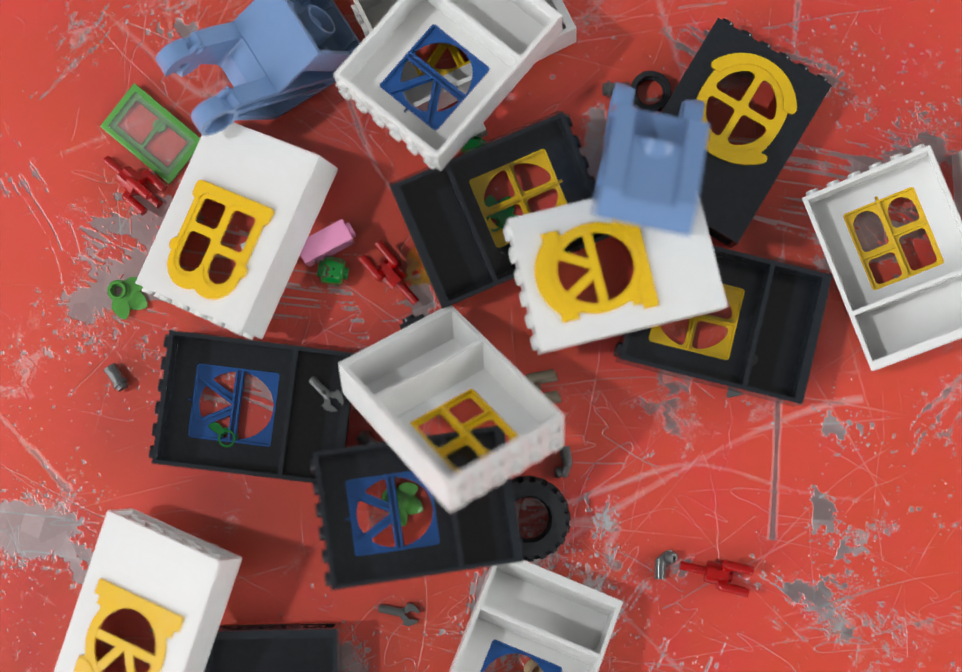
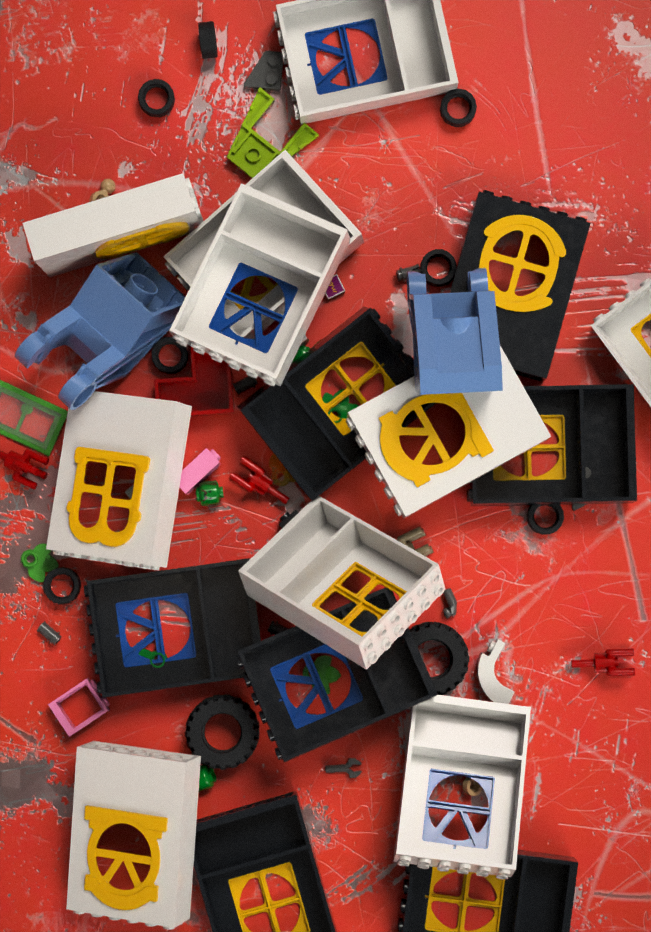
camera: 10 degrees left, 0 degrees up
(106, 474) = (63, 717): none -> bright pink window
(135, 314) = (47, 585): none -> black tyre
(244, 582) = (207, 778): none -> green head
(254, 557) = (222, 705): none -> black tyre
(325, 125) = (155, 356): none -> black tyre
(327, 394) = (233, 599): dark grey bar -> none
(361, 157) = (207, 390): none -> red piece
(405, 162) = (245, 384): none -> dark grey pin
(529, 83) = (335, 288): none -> magenta tile
(583, 554) = (487, 678): none -> white arch
(662, 562) = (556, 664): dark grey arm -> none
(710, 401) = (558, 523): none -> black tyre

